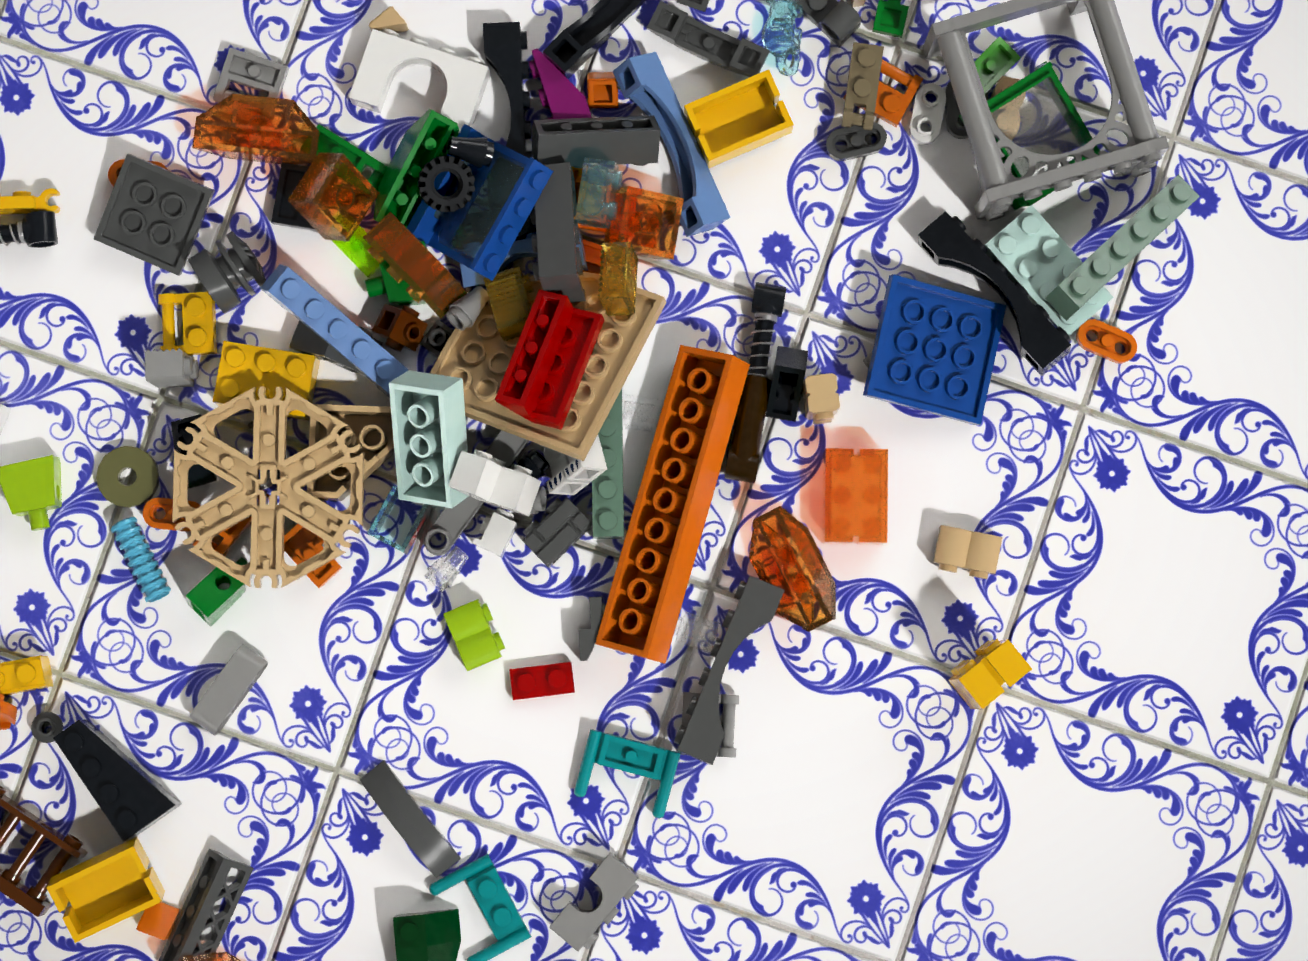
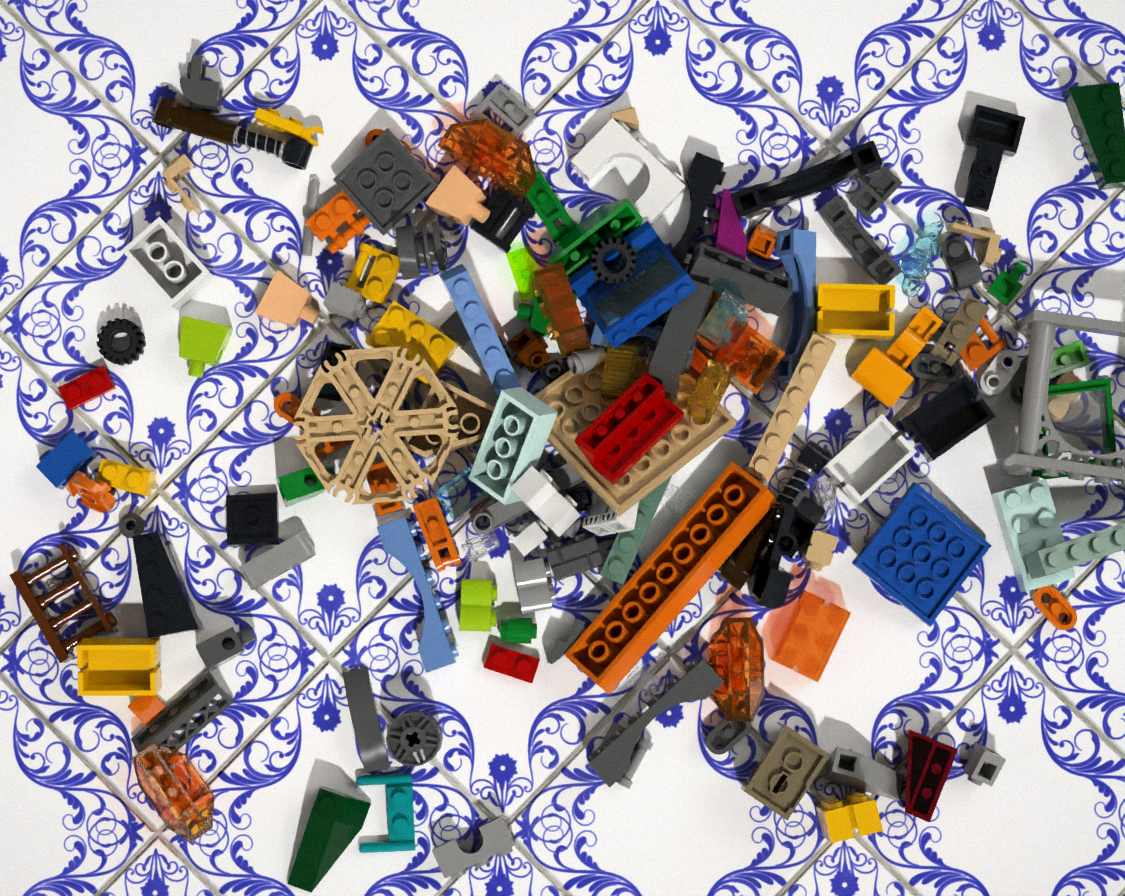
camera: 30 degrees right, 0 degrees up
(89, 294) = (311, 210): none -> light grey bar
(105, 399) = (286, 302): none -> light nougat torso
(110, 471) = (265, 357): olive tile -> none
(111, 281) = (332, 216): none -> orange plate
(140, 559) = (257, 433): medium azure piece -> none
(180, 657) = (252, 519): none -> black plate
(208, 826) = (215, 655): none -> dark grey torso
(243, 196) = (458, 199): none -> light nougat torso
(333, 196) = (525, 230): clear orange brick -> none
(391, 576) = (436, 533): none -> orange plate
(447, 701) = (434, 646): none -> medium blue arch
(471, 149) = (643, 243): black cone -> none
(485, 799) = (428, 732): none -> dark grey wheel
(525, 583) = (533, 585): none -> light grey brick
(532, 641) = (518, 630): none -> green brick
(632, 758) = (551, 752): teal plate -> none
(717, 254) = (791, 406): none -> tan arch
(784, 454) = (772, 580): none -> black plate
(800, 334) = (825, 495): none -> clear cone
(804, 173) = (885, 373): none -> light orange plate
(817, 646) = (729, 734): none -> dark grey plate
(829, 273) = (869, 459): none -> white piece
(893, 190) = (947, 419): none -> black piece
(897, 657) = (785, 771): none -> dark tan piece
(953, 248) = (970, 482): black arch -> none
(967, 550) = (875, 716): tan brick -> none
(983, 619) = (863, 774): none -> light grey slope
(1052, 587) = (926, 774): none -> dark red wedge
(1109, 549) = (984, 765): none -> light grey brick

